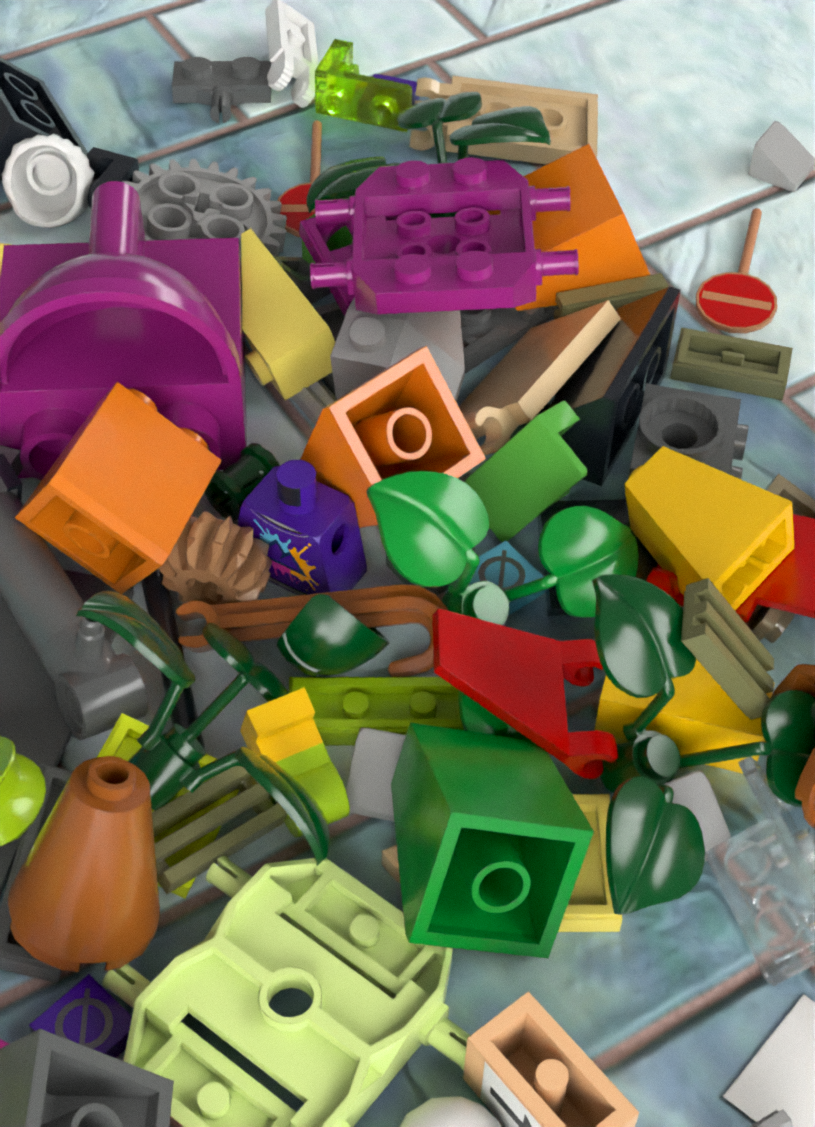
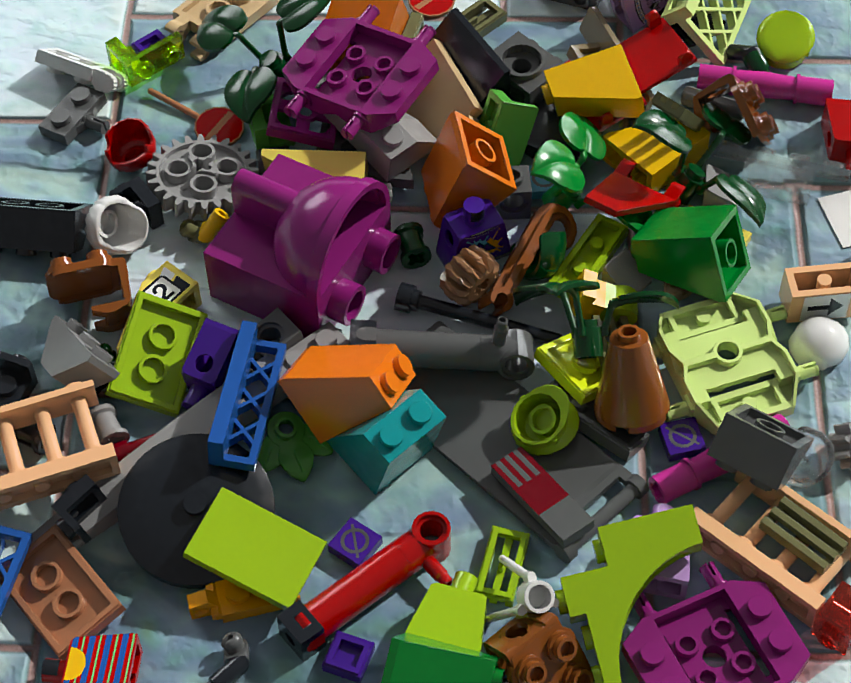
camera: 55 degrees left, 5 degrees up
(121, 489) = (420, 280): orange slope -> none
(203, 137) = (130, 145): none -> red hair

